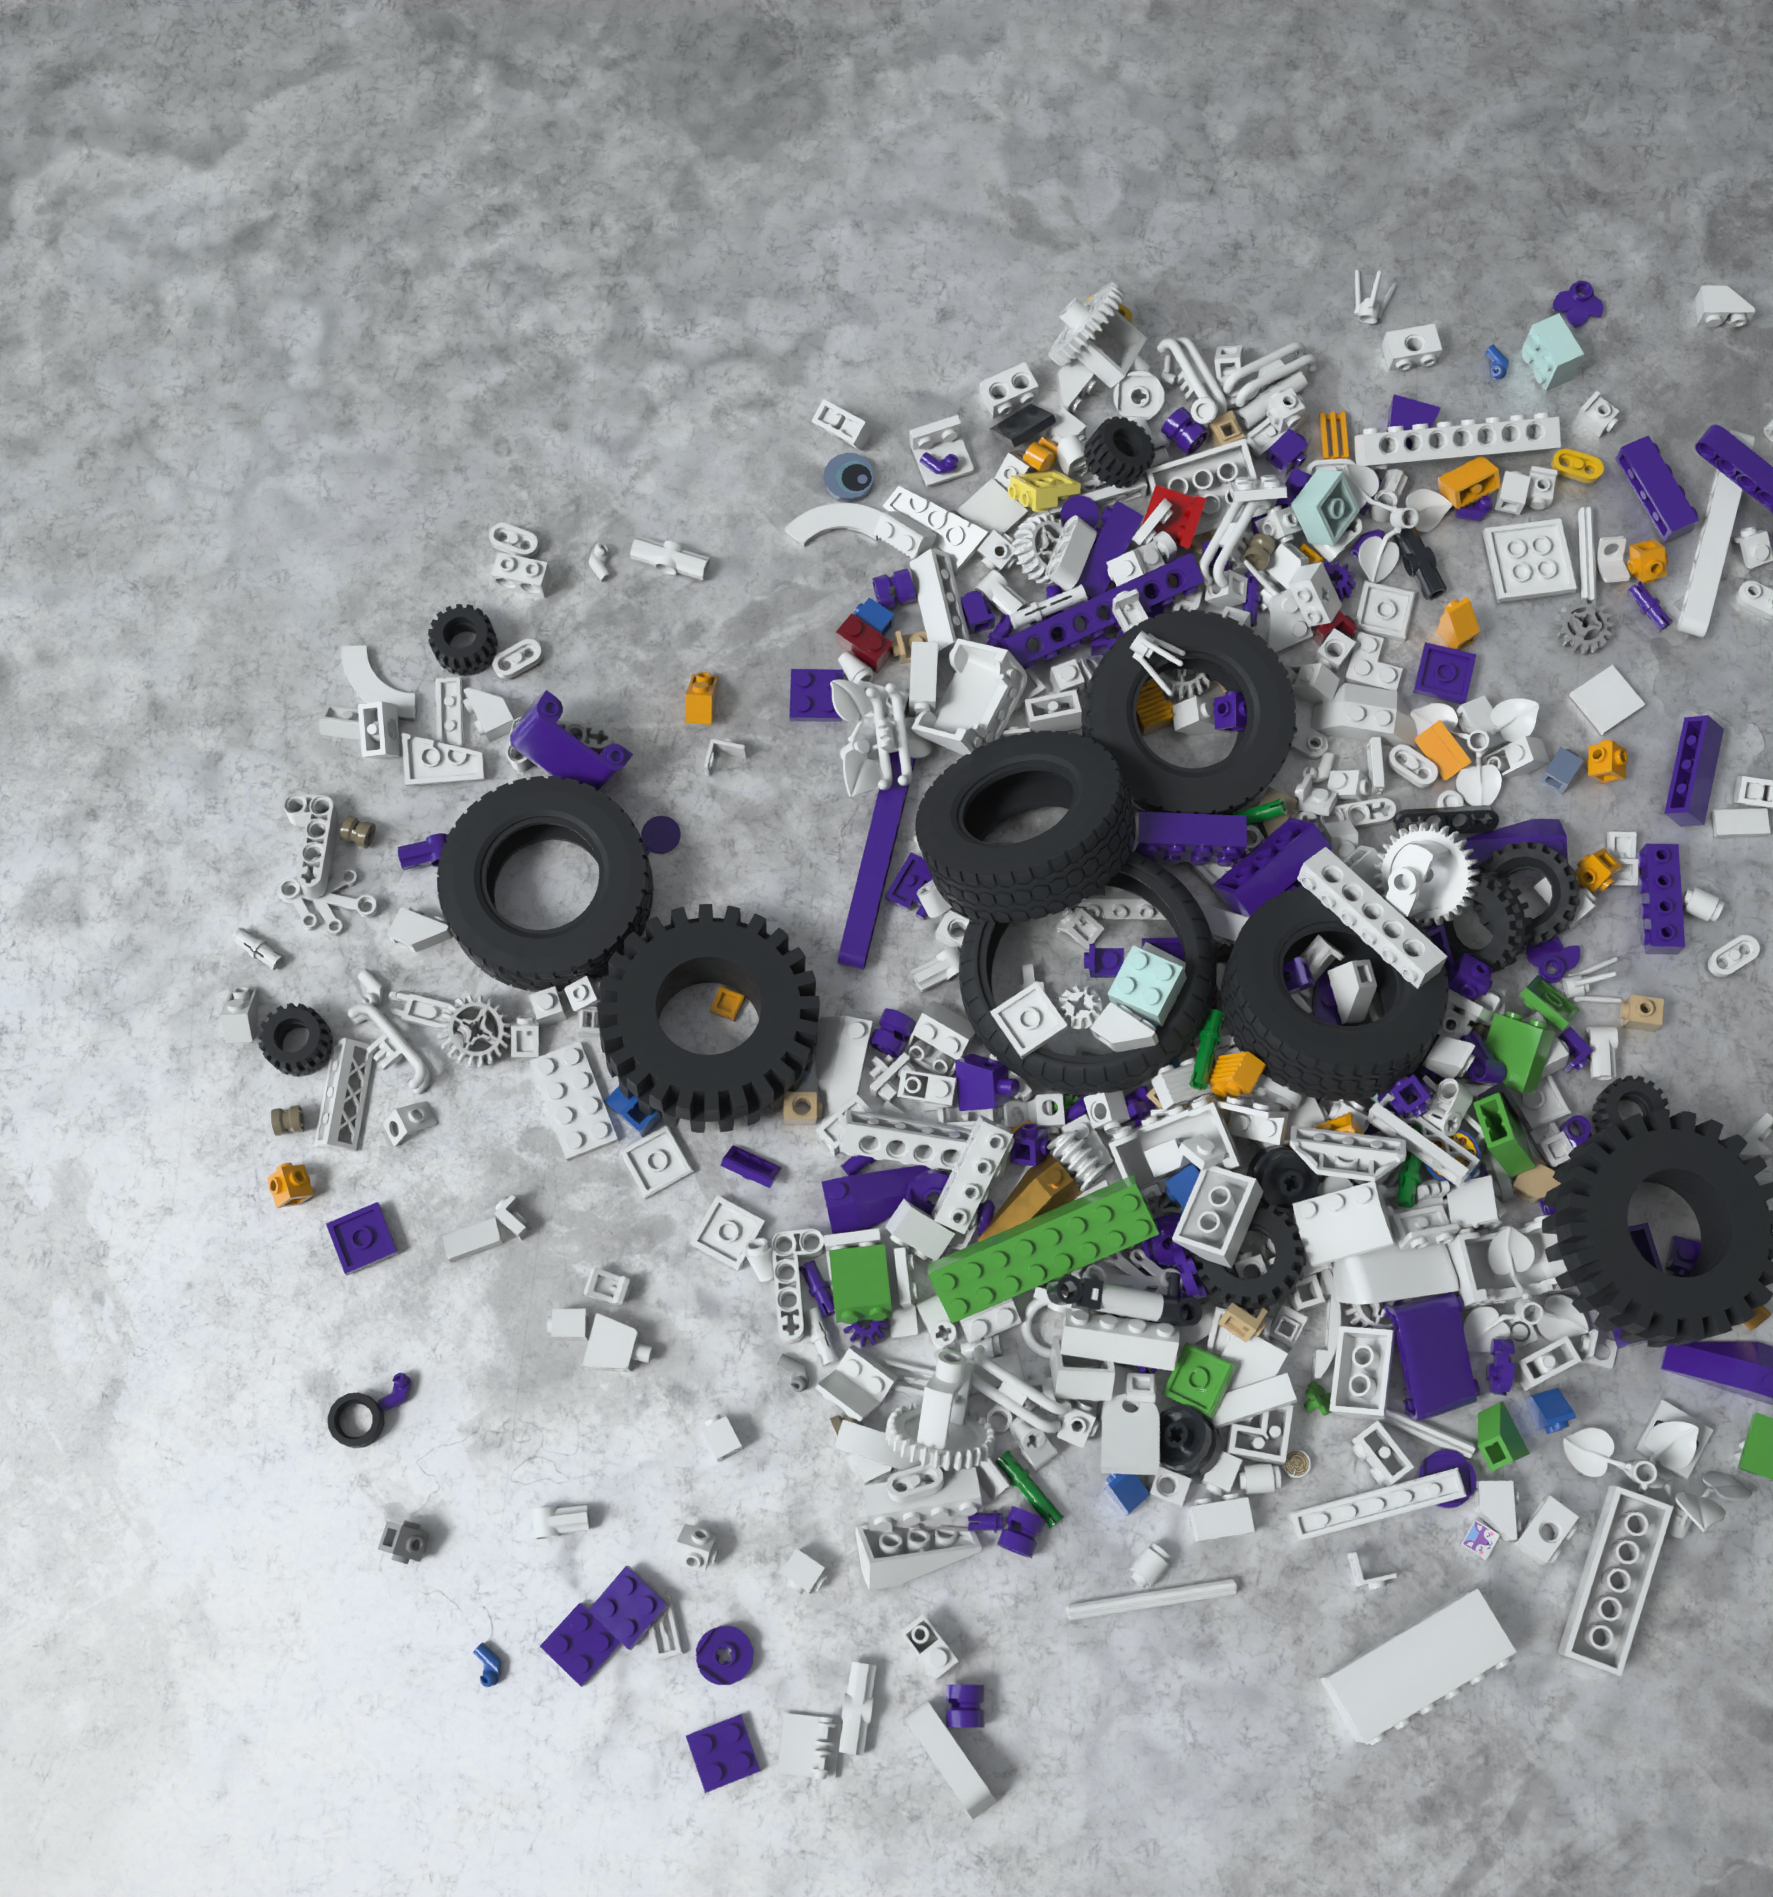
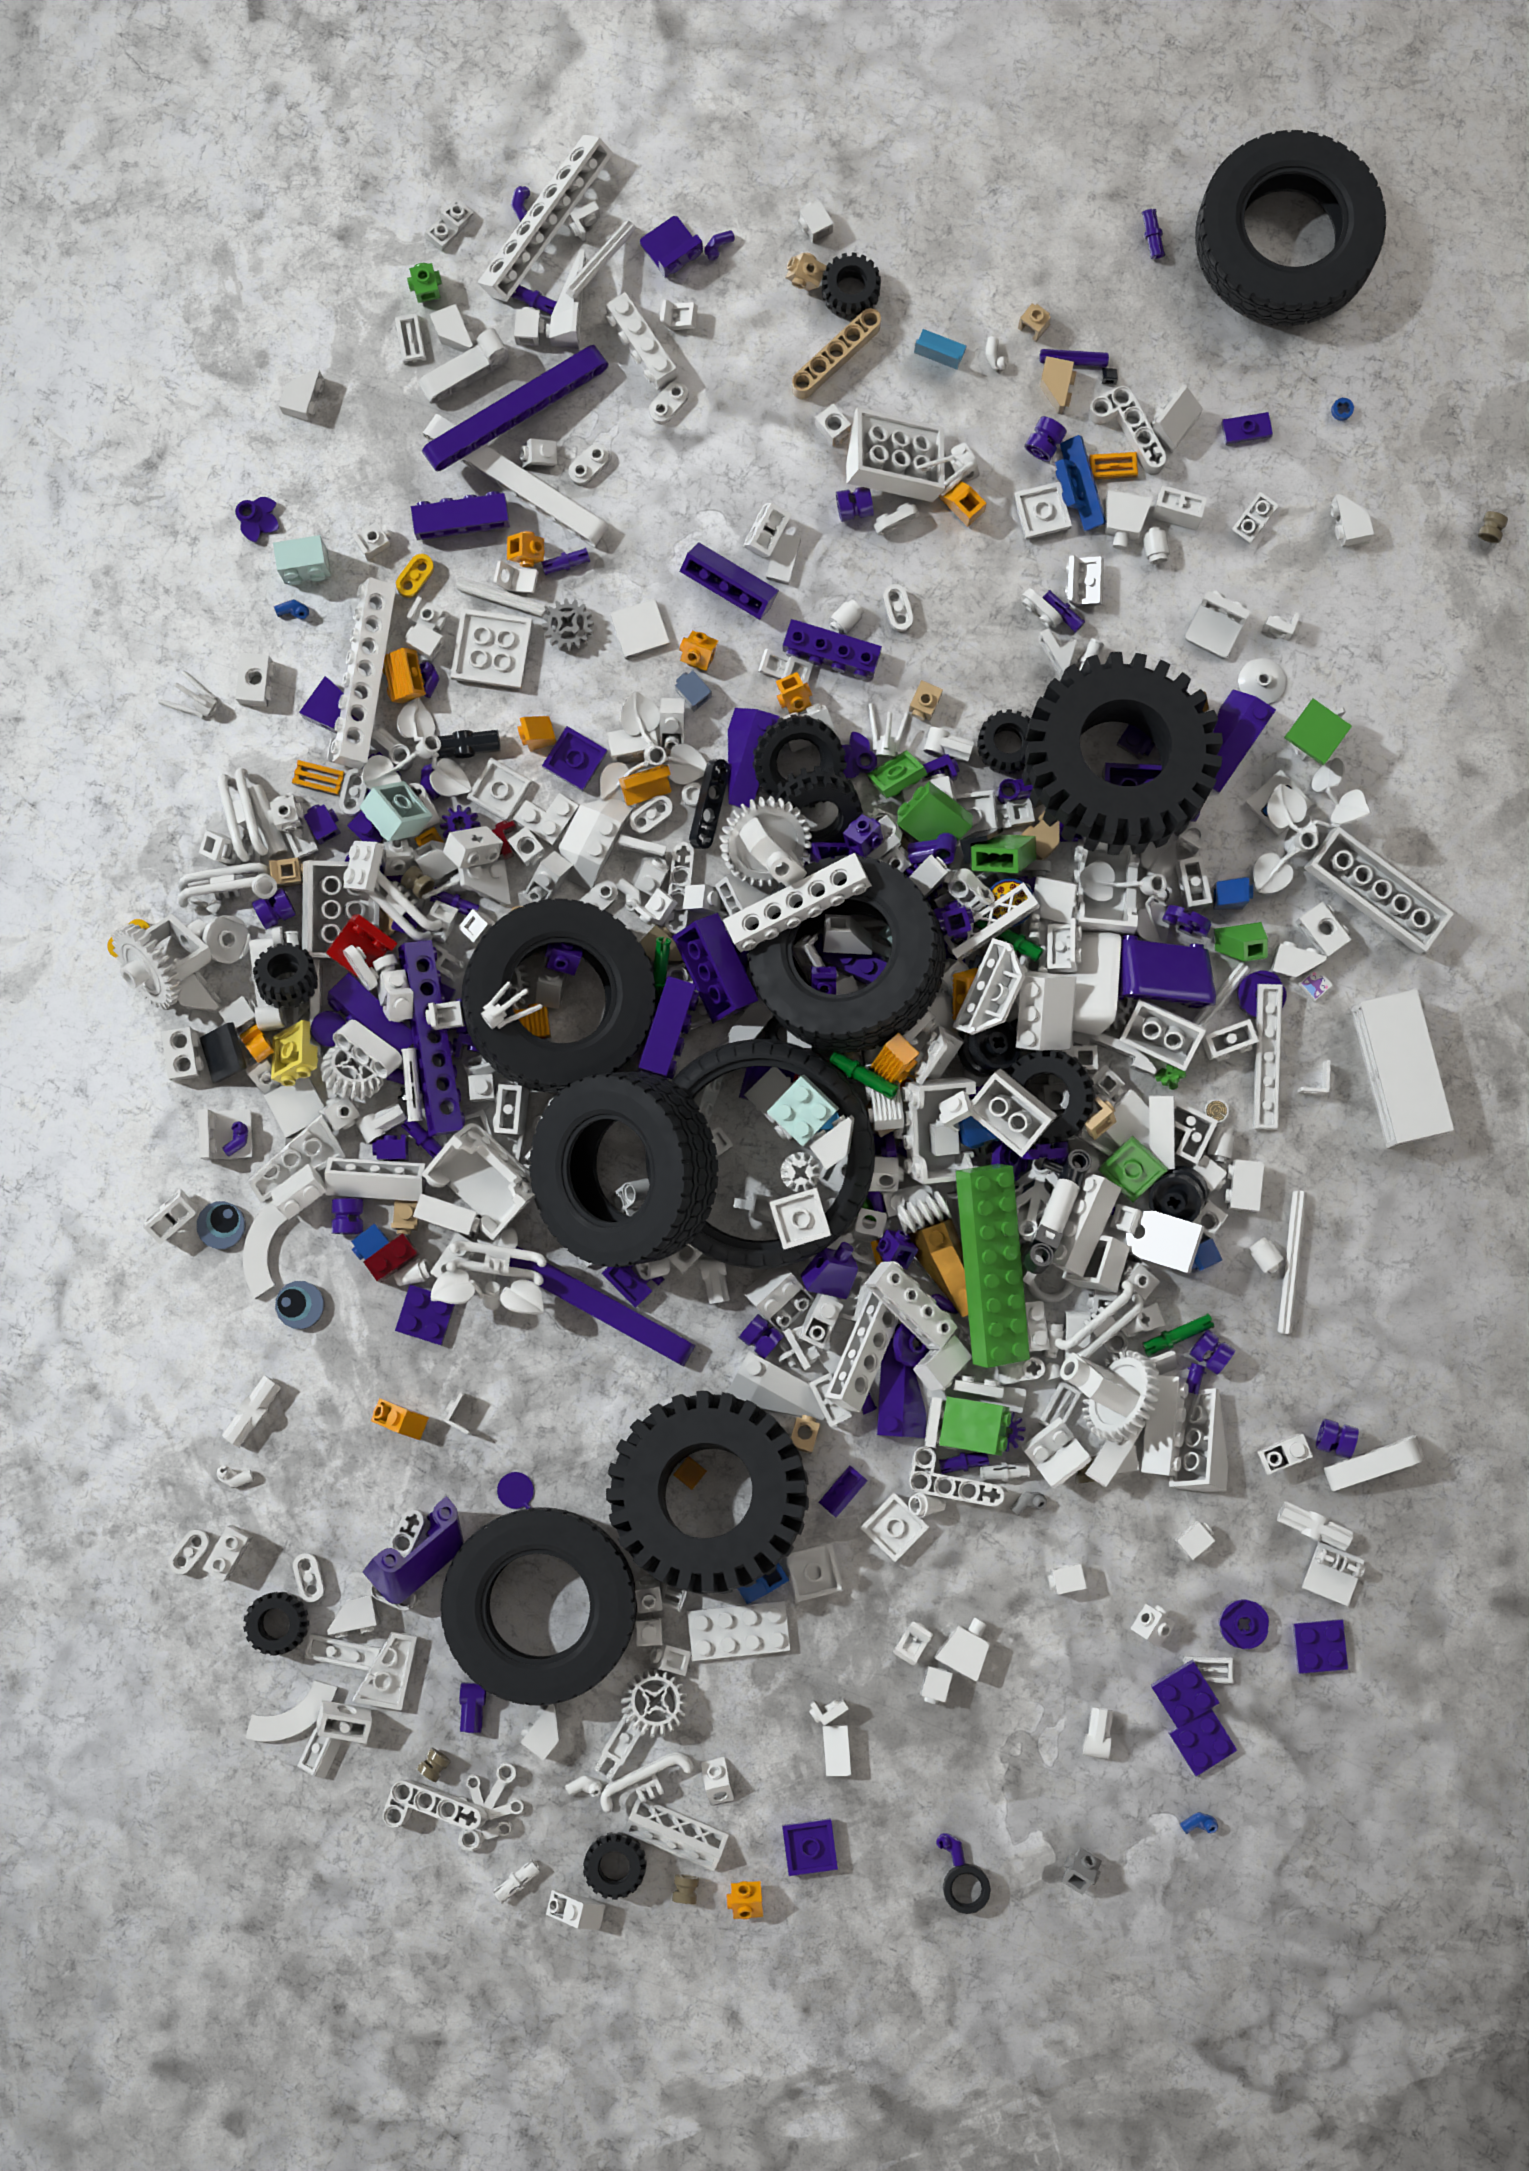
camera: 75 degrees left, 10 degrees up
(790, 573) = (299, 1305): none -> tile
(914, 1482) = (1152, 1429): white plate -> none
(1103, 961) = (768, 1138): dark purple bracket -> none

